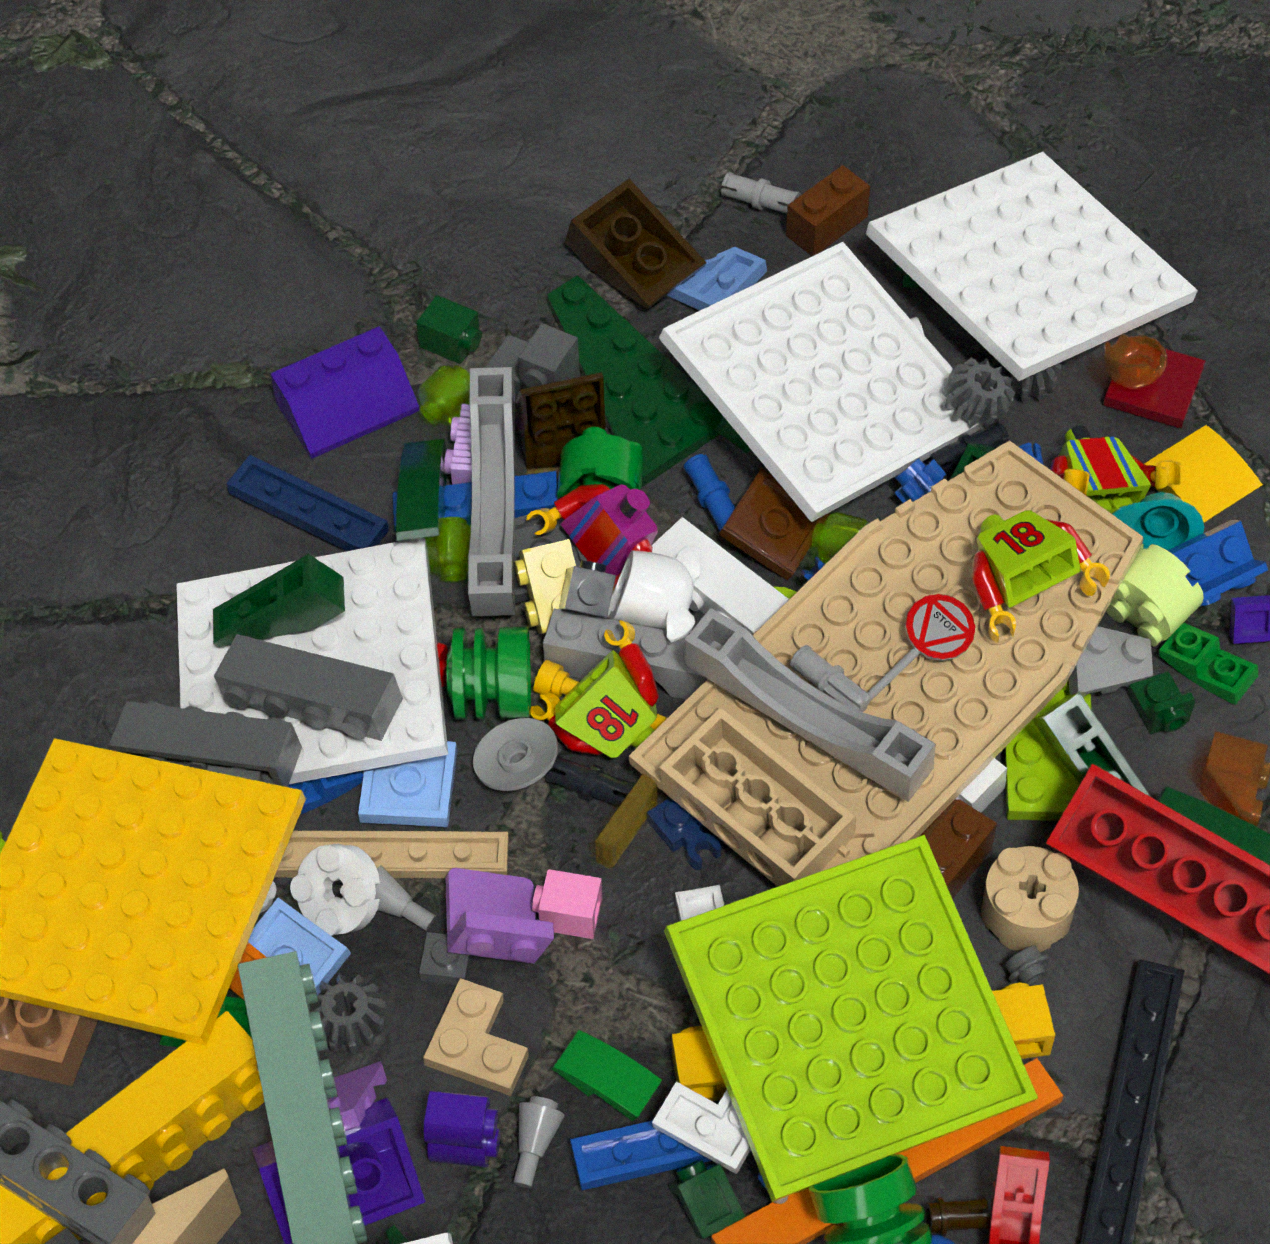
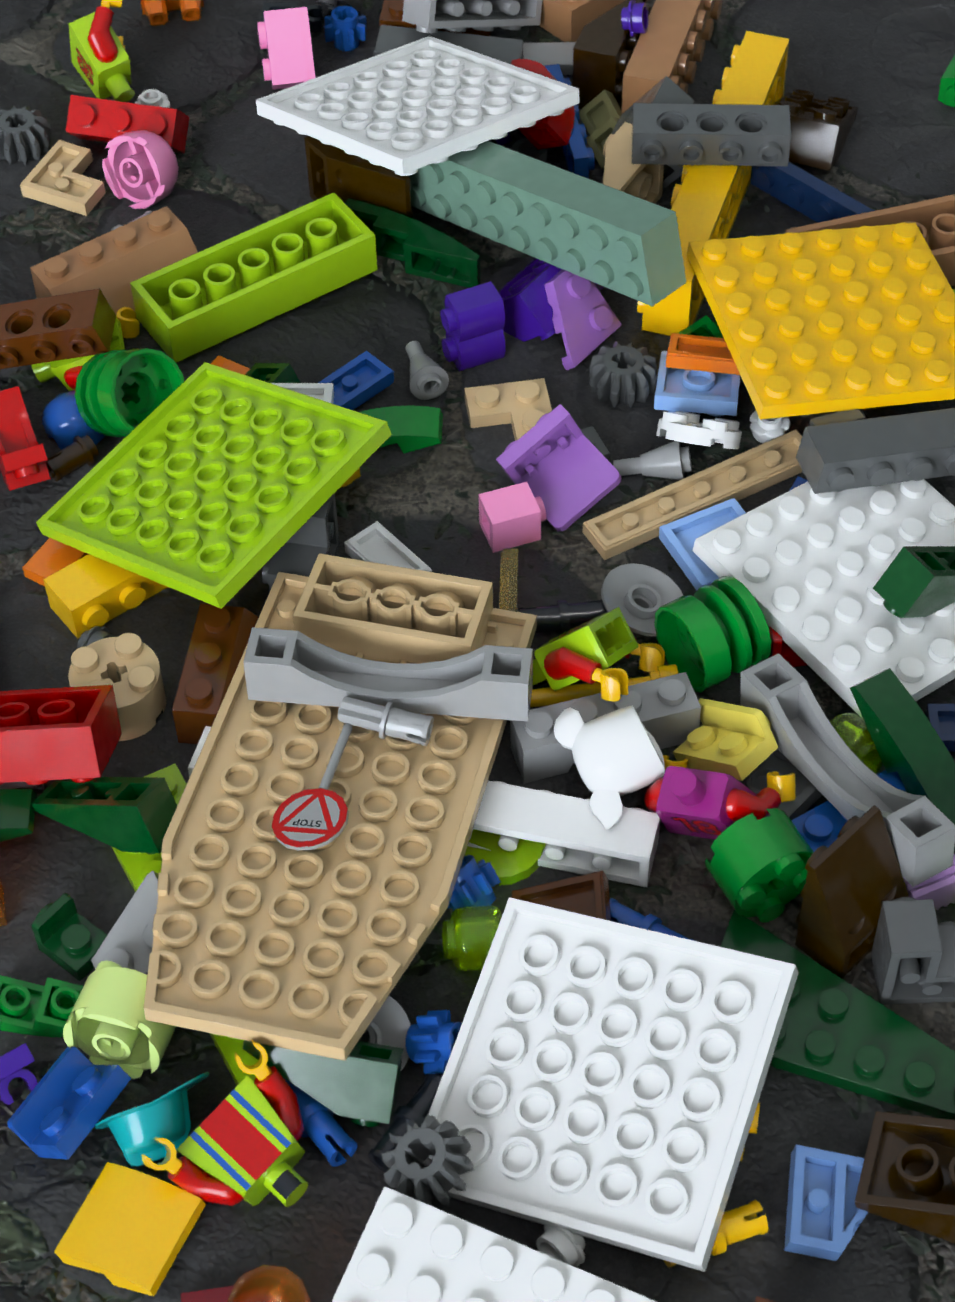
camera: 150 degrees right, 5 degrees down
(308, 687) = (844, 518): dark grey brick -> none
(587, 589) = (679, 725): brick -> none
(1025, 558) = (247, 895): lime torso -> none

